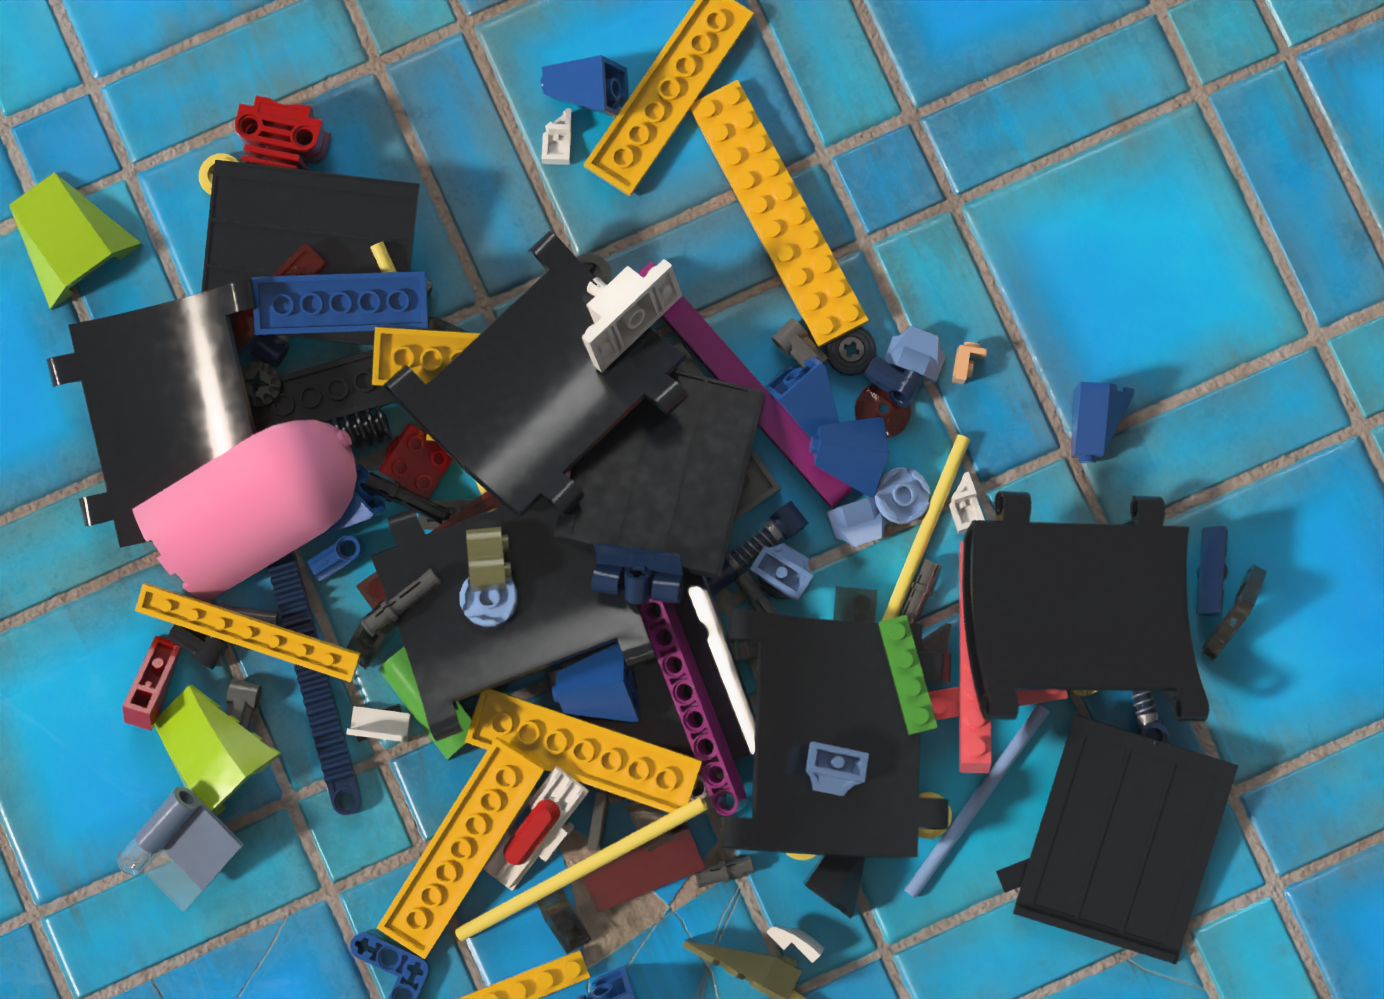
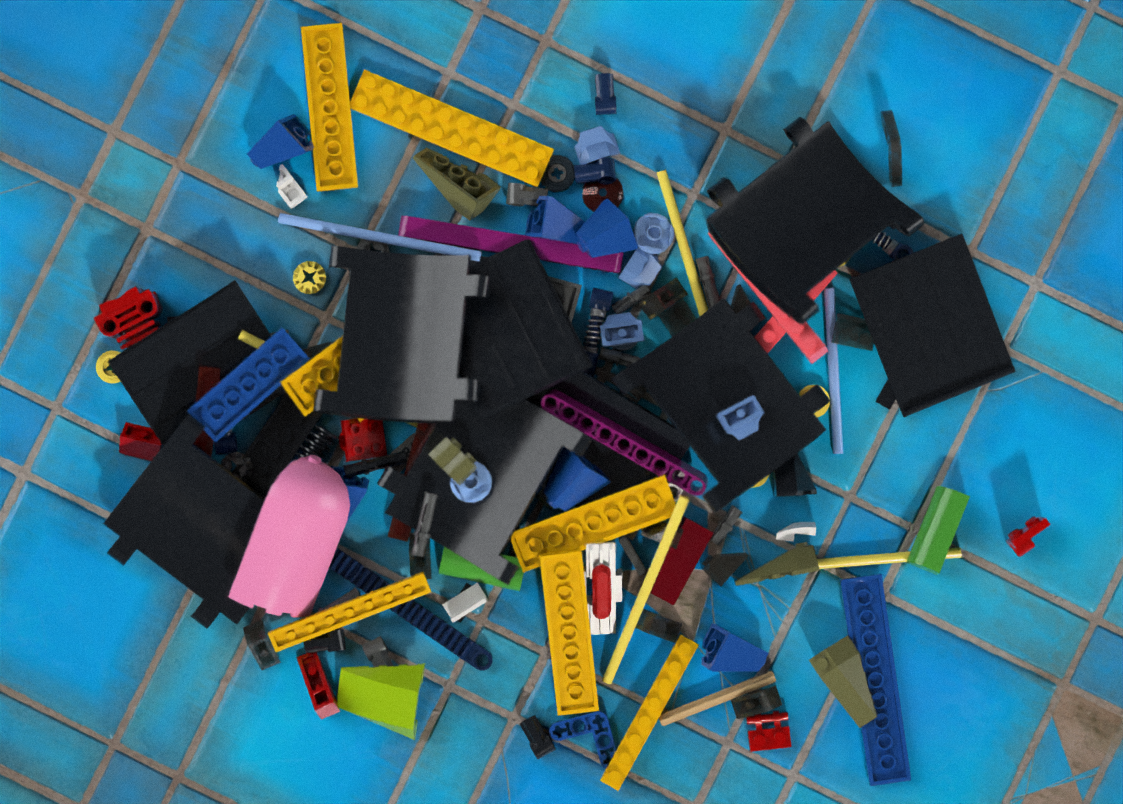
camera: 40 degrees left, 5 degrees up
(66, 236) = (52, 474): lime wedge -> none
(125, 590) = (261, 645): none -> clear smoke slope
(180, 272) = (139, 442): none -> red panel
(180, 848) = (412, 761): sand blue door -> none
(334, 940) = (539, 740): none -> black piece
(335, 558) = (362, 531): blue piece -> none
(510, 258) = (319, 277): none -> light yellow gear
(598, 252) = (377, 236): none -> light blue piece
(627, 310) = (415, 256): white brick -> none
(638, 574) = (545, 400): dark blue panel -> none
(686, 913) = (723, 565): none -> clear smoke slope
(737, 285) = (461, 188): none -> olive wedge
(821, 546) = (631, 299): none -> dark grey axle
(855, 572) = (663, 298): none -> clear smoke slope
(907, 675) = (739, 333): bright green plate -> none
(963, 366) = (627, 131): light nougat bracket -> none
(964, 505) = (694, 210): white slope -> none
(966, 312) = (605, 100): none -> dark blue piece
(1030, 776) = (852, 332): none -> clear smoke plate
(1096, 417) = (727, 100): blue slope -> none
(1212, 571) = (861, 135): dark blue panel -> none

